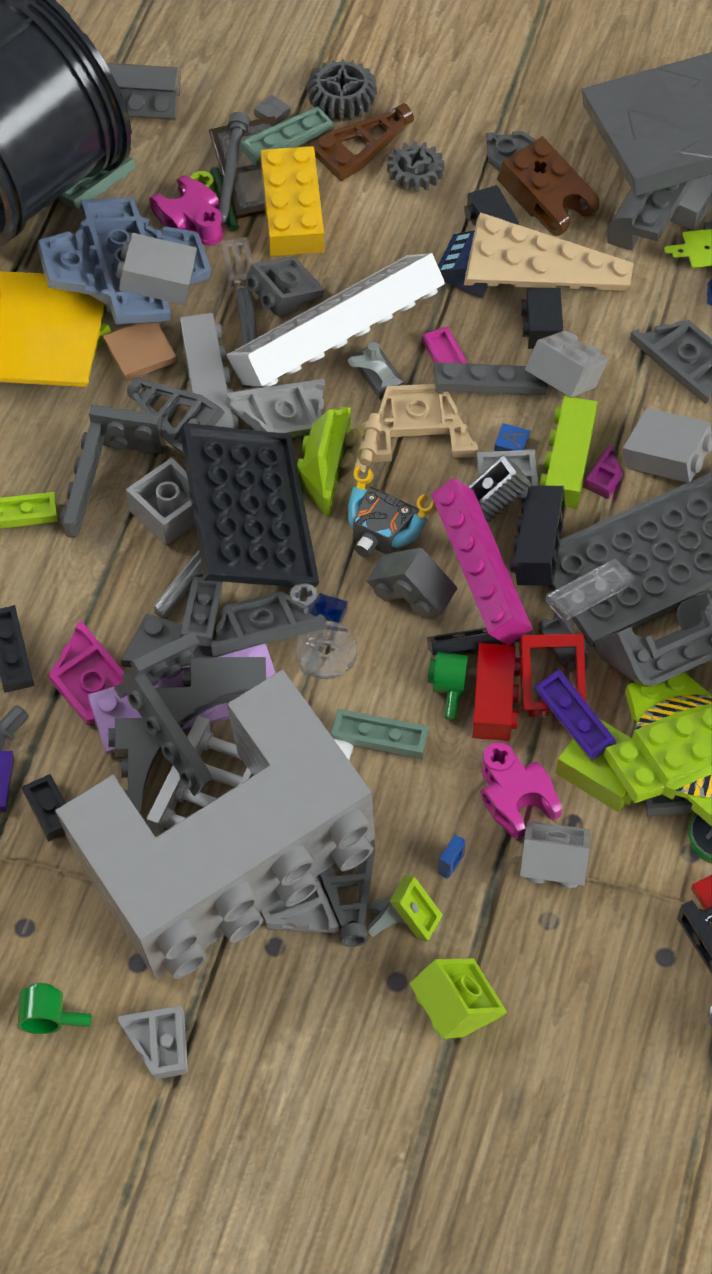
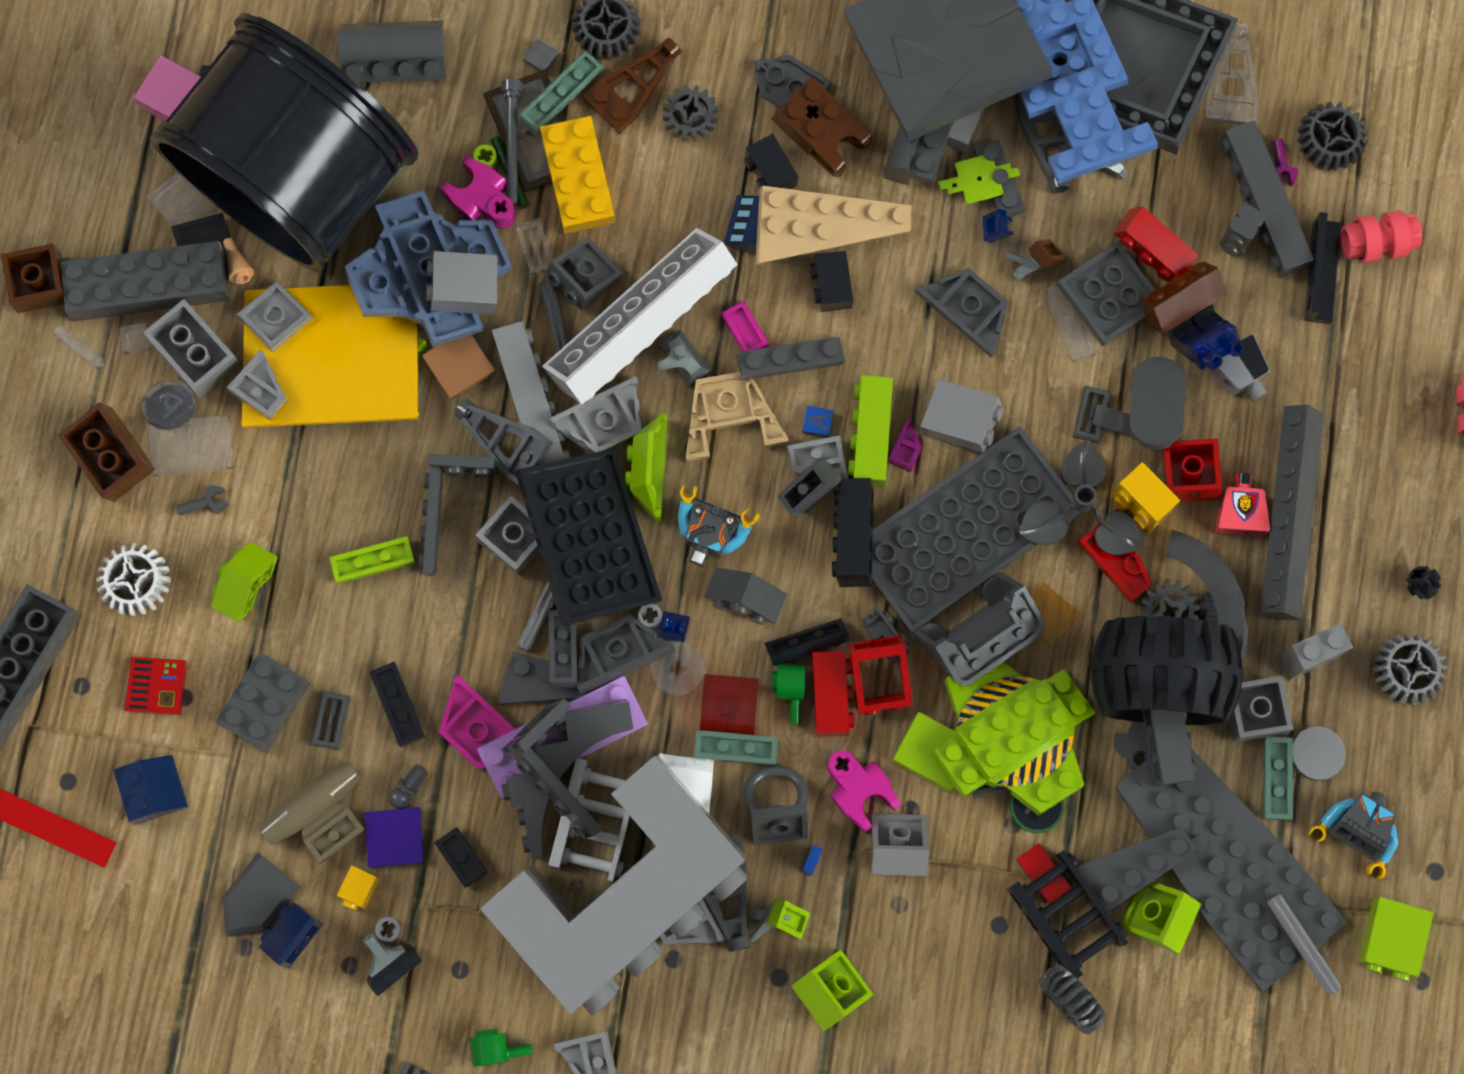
camera: 10 degrees left, 20 degrees up
(360, 448) = (680, 456): tan plate -> none
(379, 684) = (729, 704): none -> clear red slope
(418, 806) = (780, 821): none -> dark grey tile
(481, 562) = (805, 574): dark pink brick -> none
(567, 363) = (860, 339): light grey brick -> none
(575, 715) = (904, 719): dark purple tile -> none
(589, 589) = (904, 584): clear tile -> none

